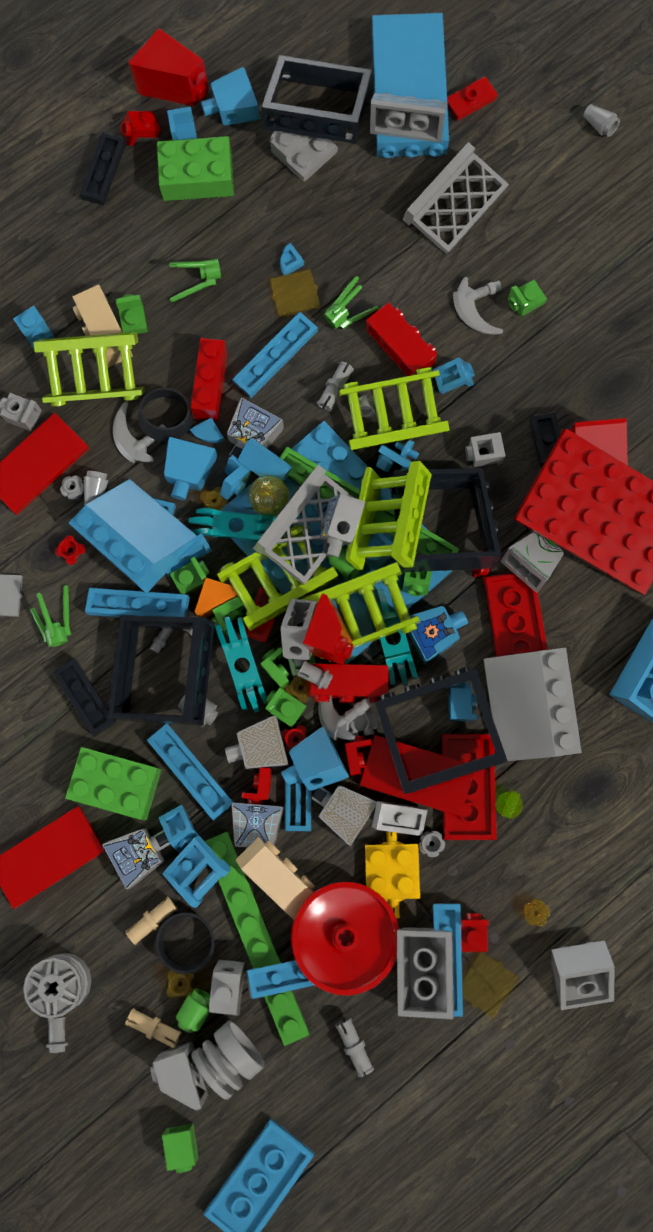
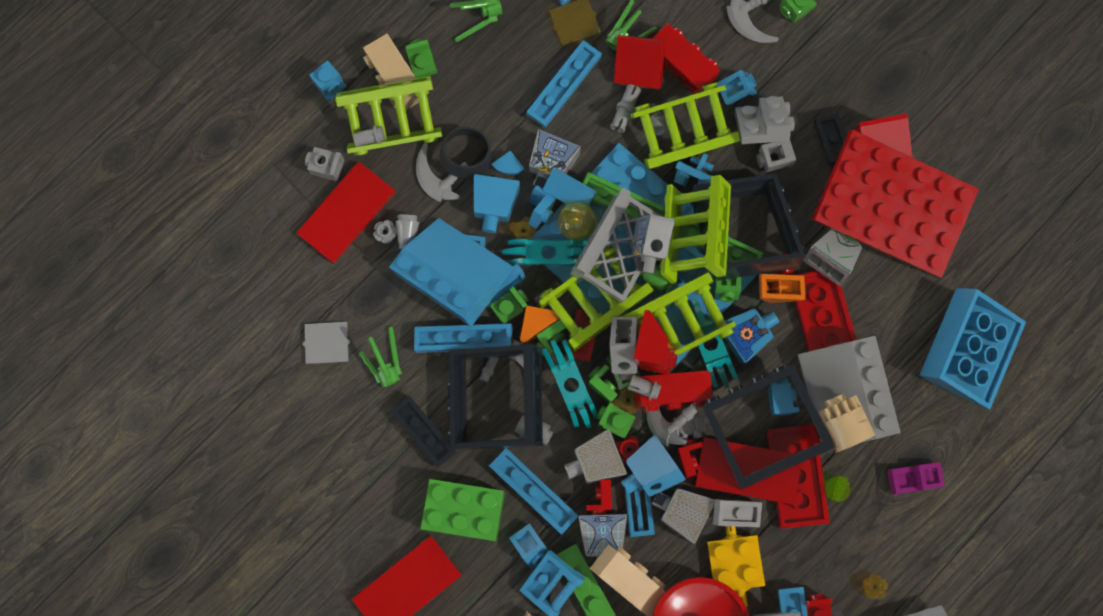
camera: 10 degrees left, 0 degrees up
(65, 387) = (369, 136): none -> light grey pin
(65, 545) = (389, 285): red plate -> none
(136, 855) = (493, 574): torso -> none
(209, 379) = (504, 114): red brick -> none
(354, 338) = (639, 61): none -> red tile
(439, 844) = (774, 529): light grey plate -> none
(474, 587) = (781, 288): none -> orange slope
(478, 414) = (765, 122): none -> light grey plate
(523, 735) = (845, 422): none -> tan gear
(593, 802) = (915, 478): none -> magenta slope

